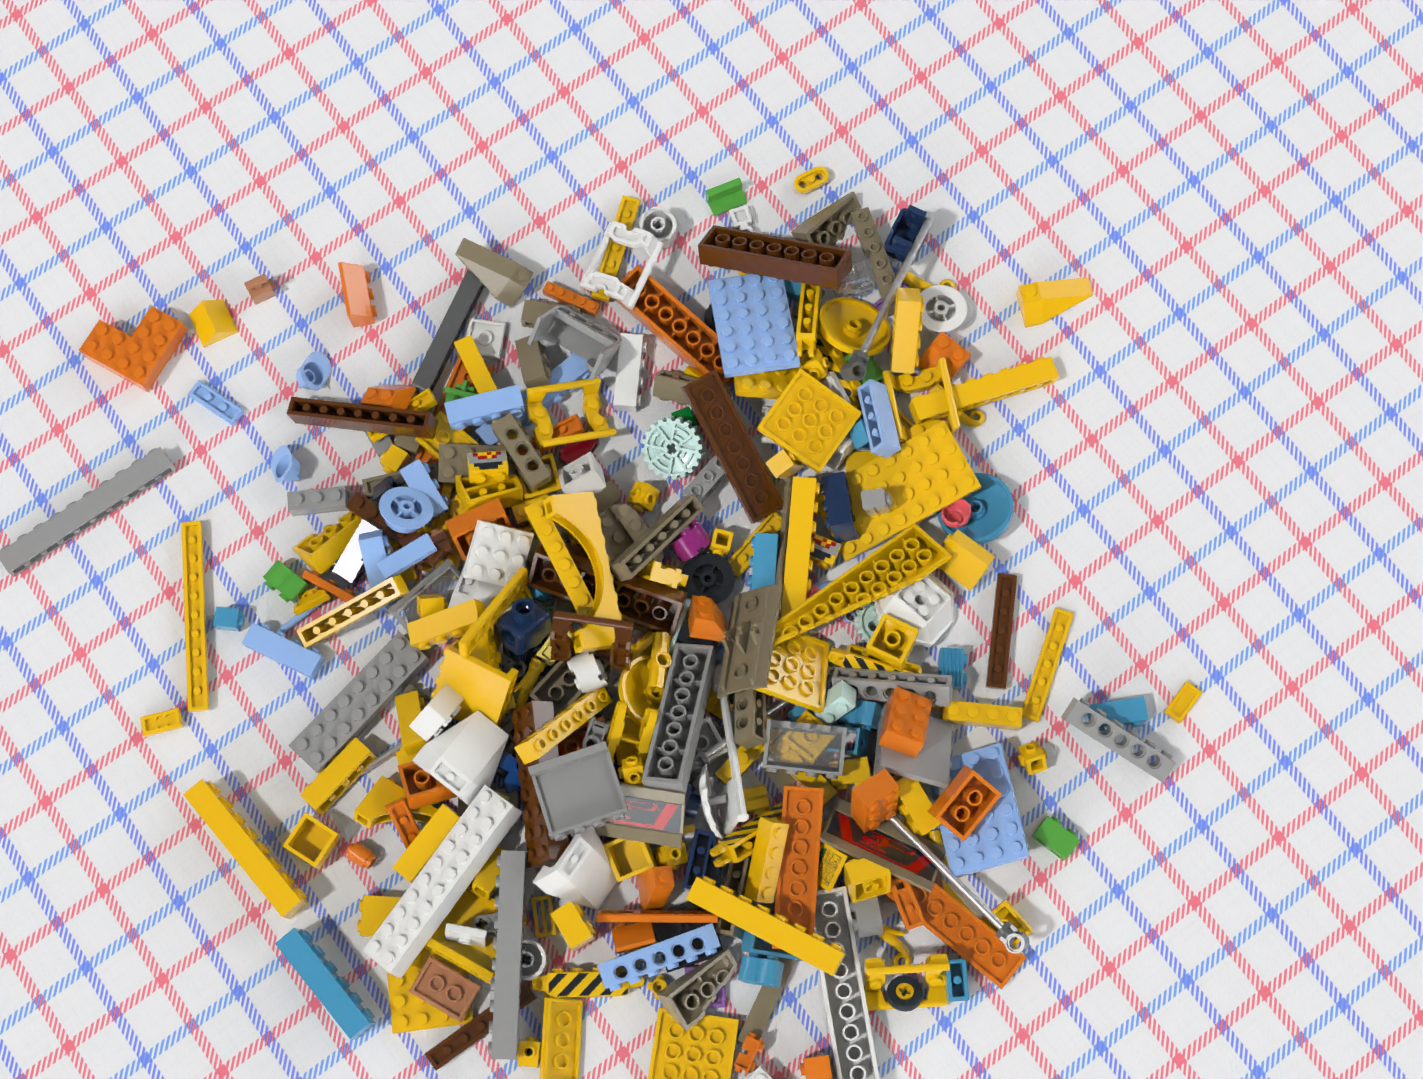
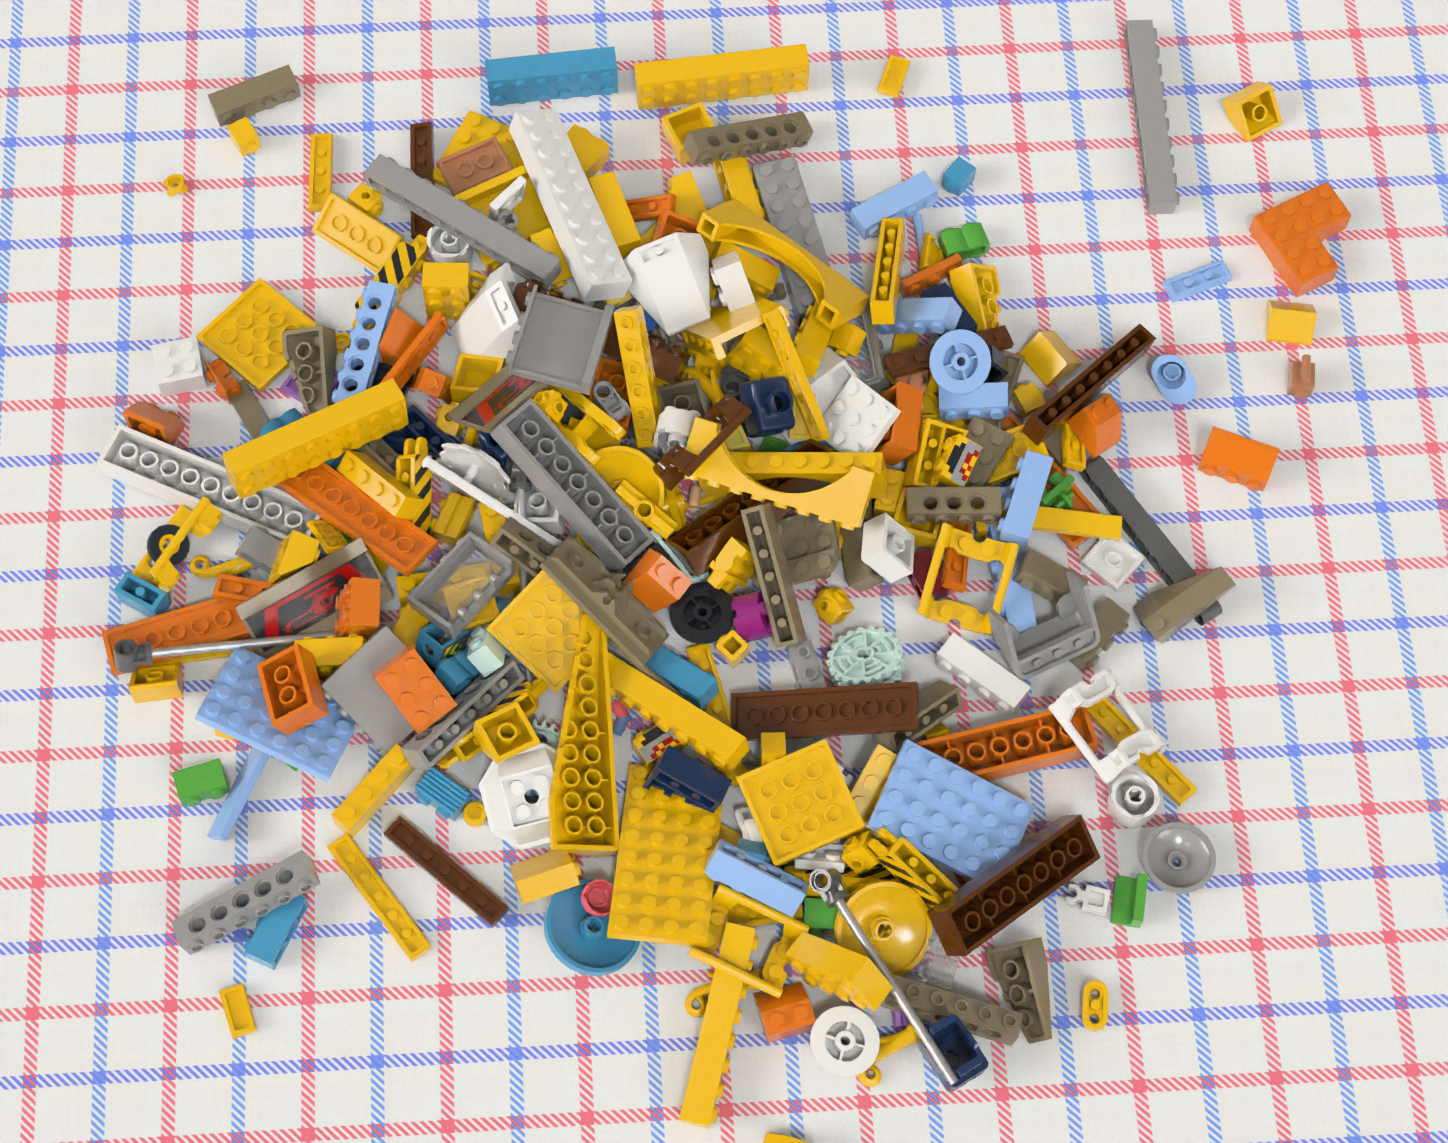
camera: 120 degrees right, 10 degrees down
(37, 440) = (1253, 110): none -> yellow slope
(195, 616) = (982, 153): yellow plate -> none
(285, 465) = (1084, 302): light blue piece -> none
(317, 501) = (1029, 310): light grey brick -> none
(329, 816) = (748, 138): none -> dark tan brick
(347, 467) = (1049, 357): none -> yellow slope
(361, 855) = (649, 167): orange brick -> none
(382, 737) = (835, 296): none -> yellow arch
(407, 556) = (907, 335): light blue tile -> none
(568, 297) = (1115, 662): orange piece -> none
(680, 169) = (1180, 843): none -> light grey dish
(876, 501) = (664, 811): light grey brick -> none
(948, 640) = (474, 814): none -> yellow tile
(1032, 758) = (294, 810): yellow brick -> none
(1052, 805) = (238, 795): none -> light blue tile

